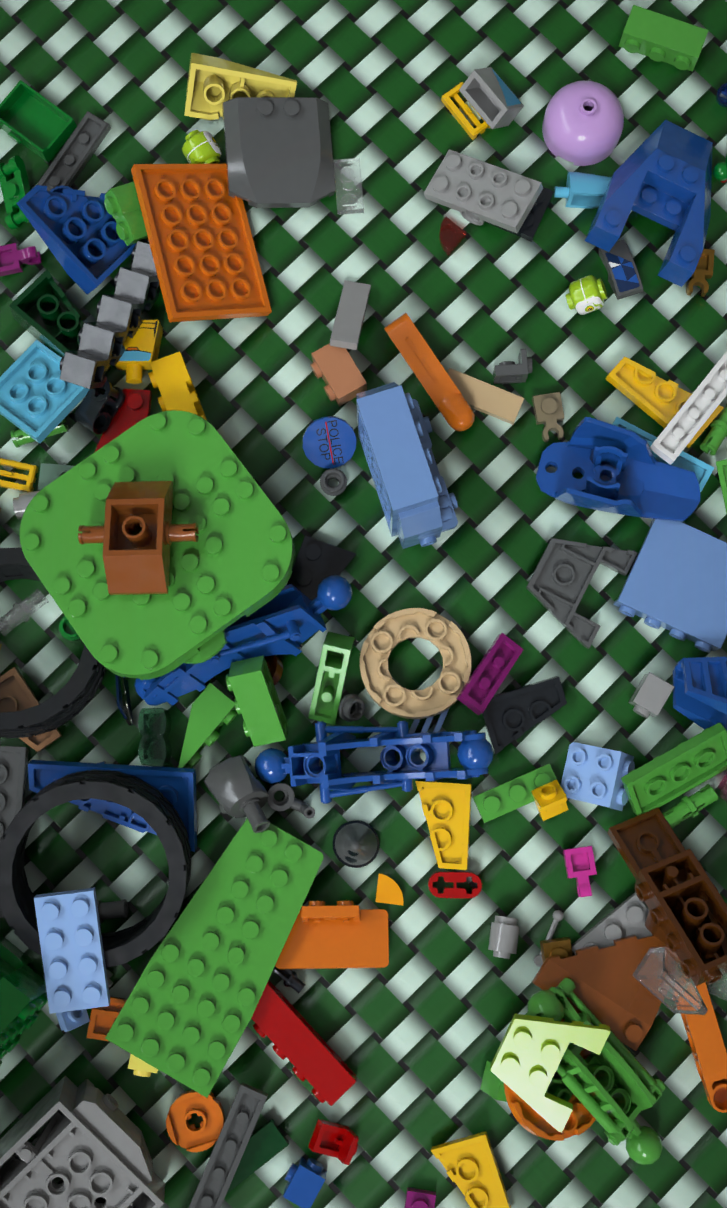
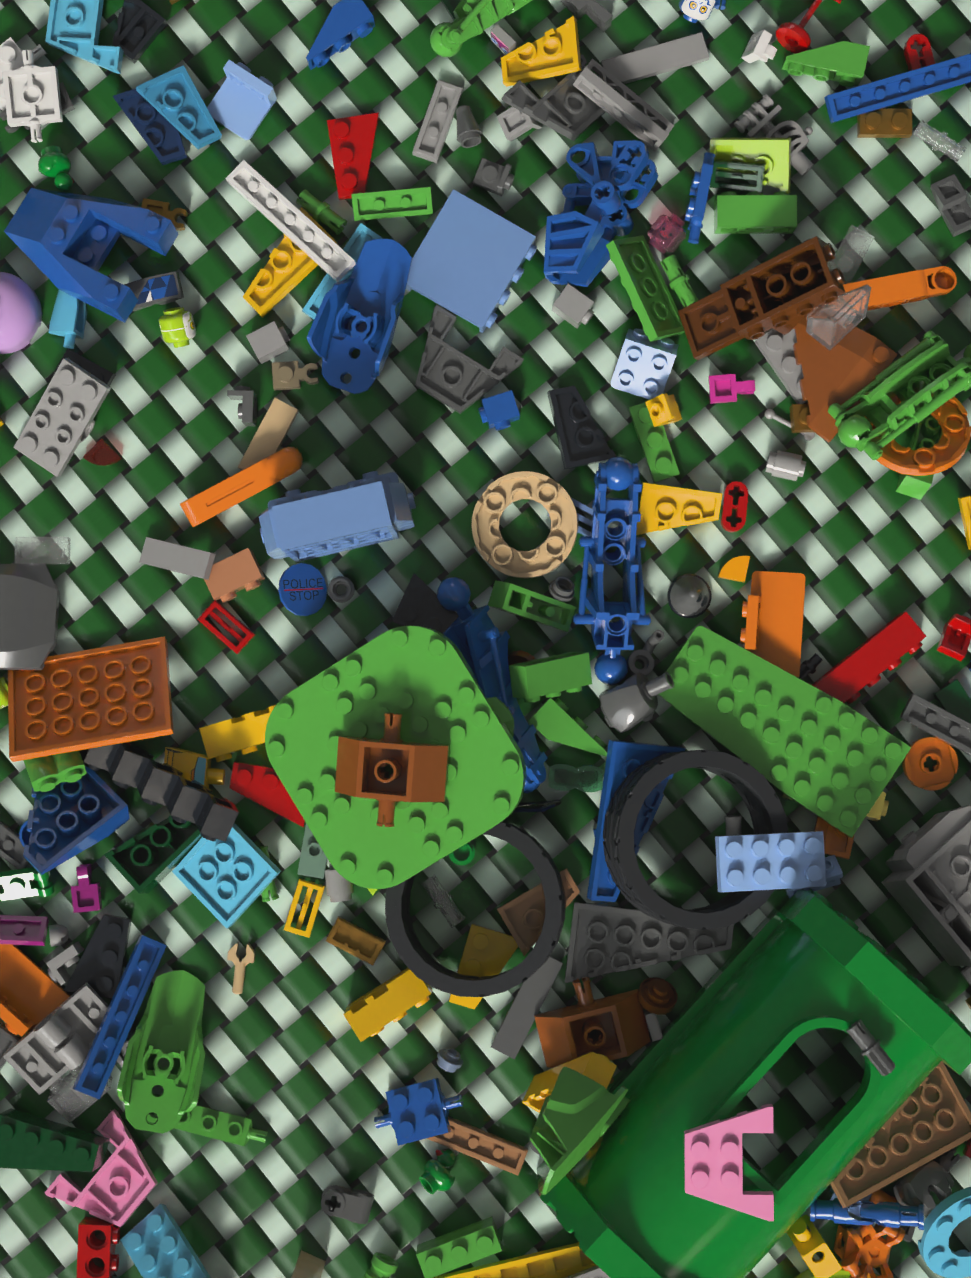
camera: 85 degrees left, 5 degrees up
(99, 409) = (253, 814): black piece -> none
(273, 390) = (243, 641): none -> red tile
(490, 674) = (541, 454): magenta plate -> none
(532, 627) = (499, 410): none -> blue brick
(532, 1055) = (894, 445): wing -> none
(580, 386) = (268, 342): none -> light grey brick

